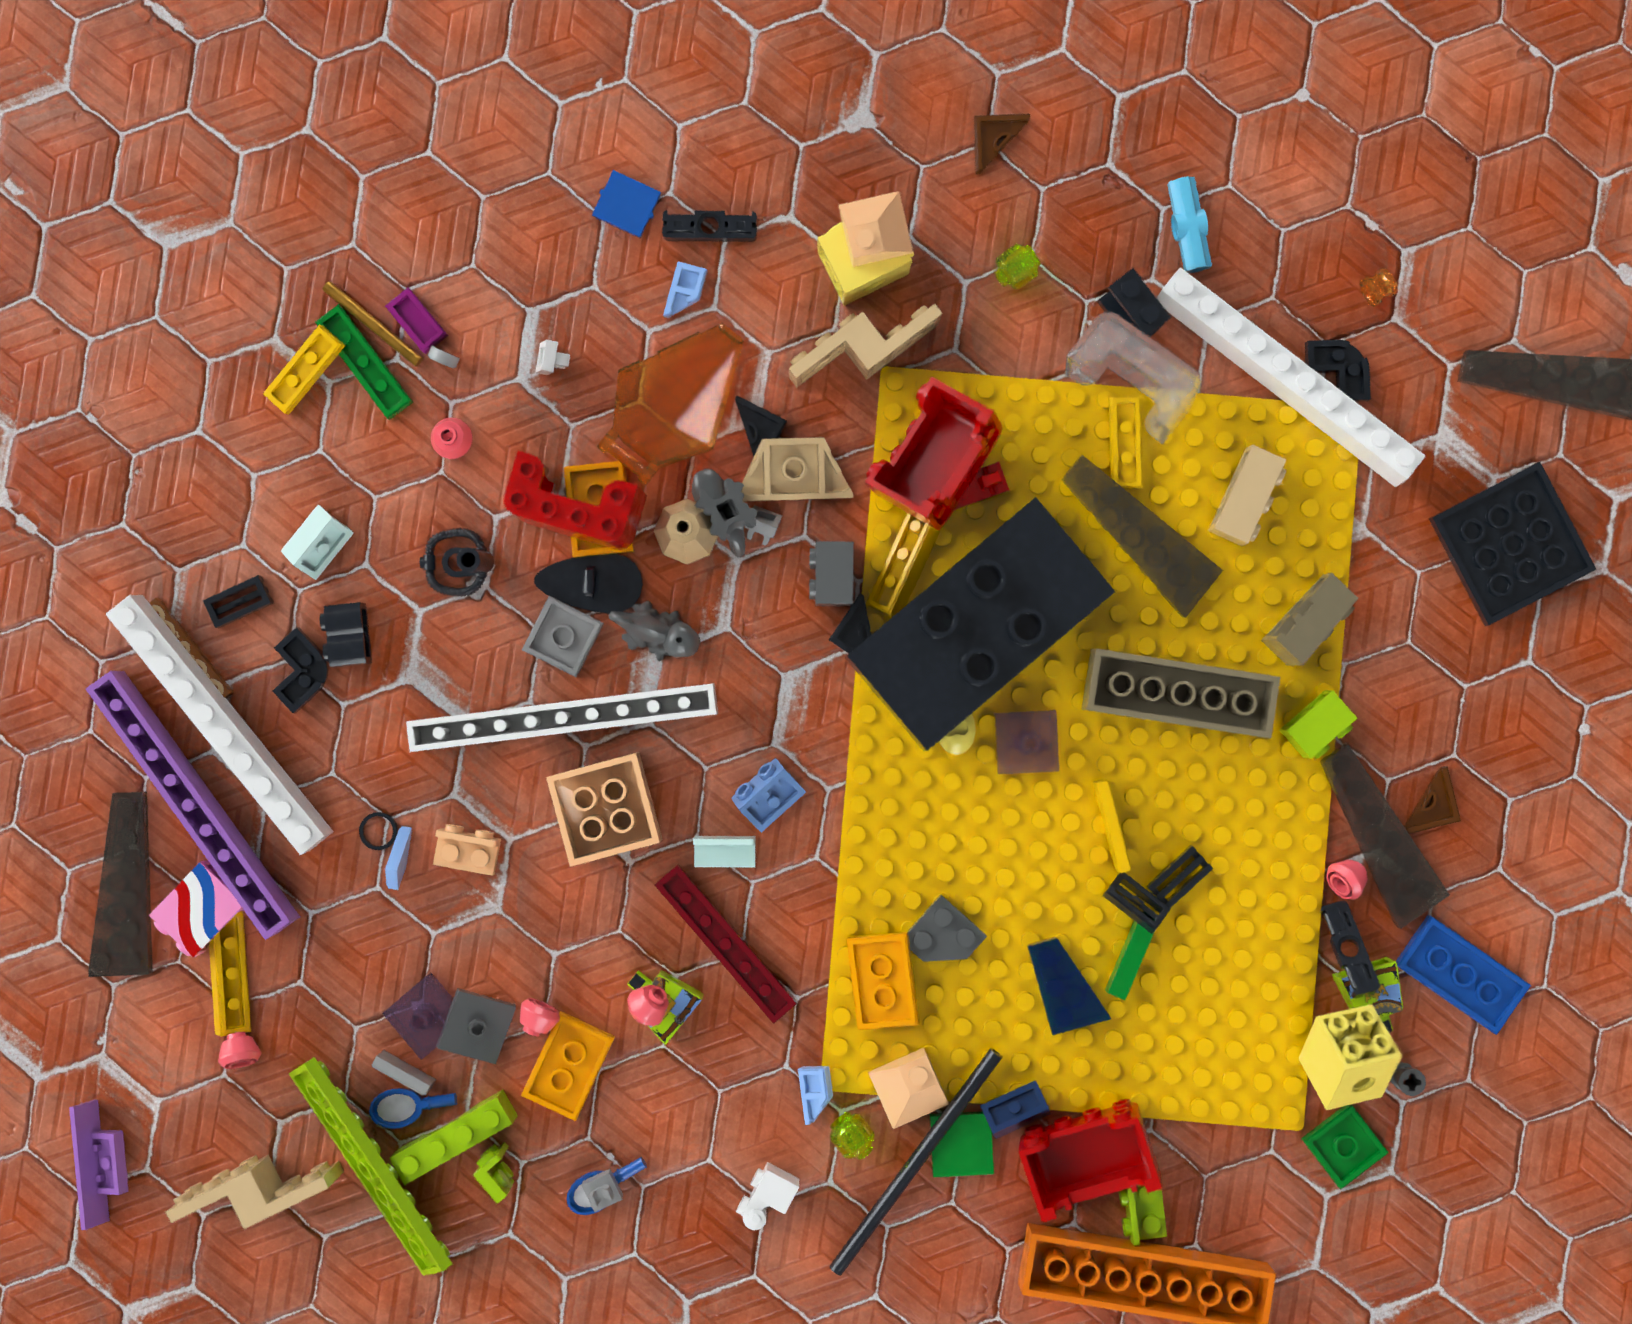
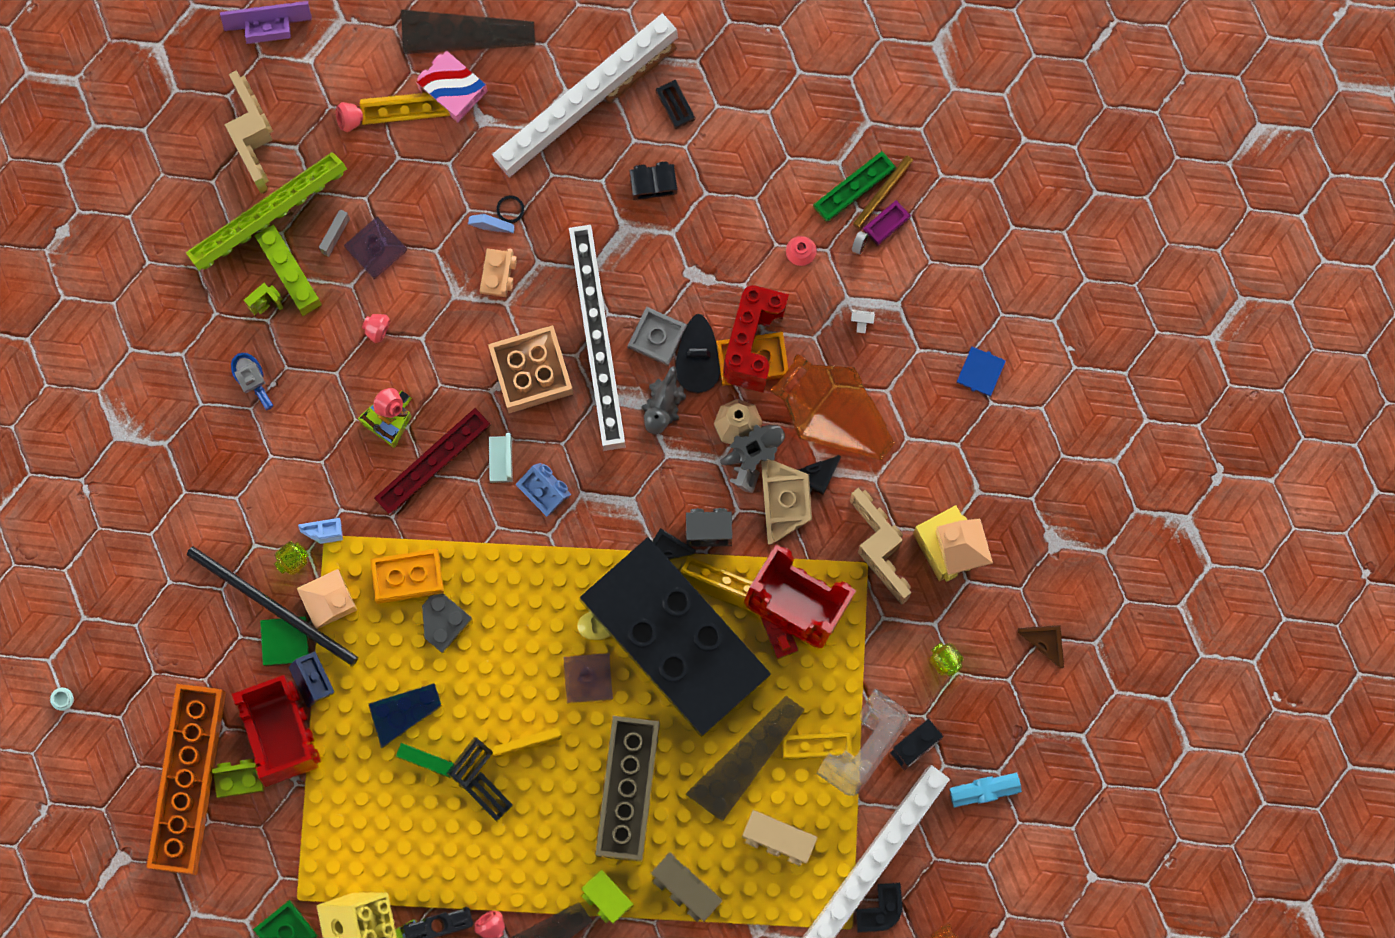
camera: 95 degrees right, 10 degrees down
(193, 803) = (527, 78): medium lavender brick -> none
(304, 369) = (846, 144): yellow tile -> none
(308, 674) = (627, 155): black plate -> none
(316, 542) = (720, 157): light aqua panel -> none
(404, 1106) = (309, 234): blue piece -> none
(470, 560) = (709, 265): black piece -> none
(476, 1026) = (369, 283): dark grey plate -> none
(568, 1066) = (339, 351): light orange tile -> none
(685, 288) = (919, 416): light blue tile -> none
(730, 229) = (966, 446): black piece -> none
(771, 1188) = (251, 501): white brick -> none

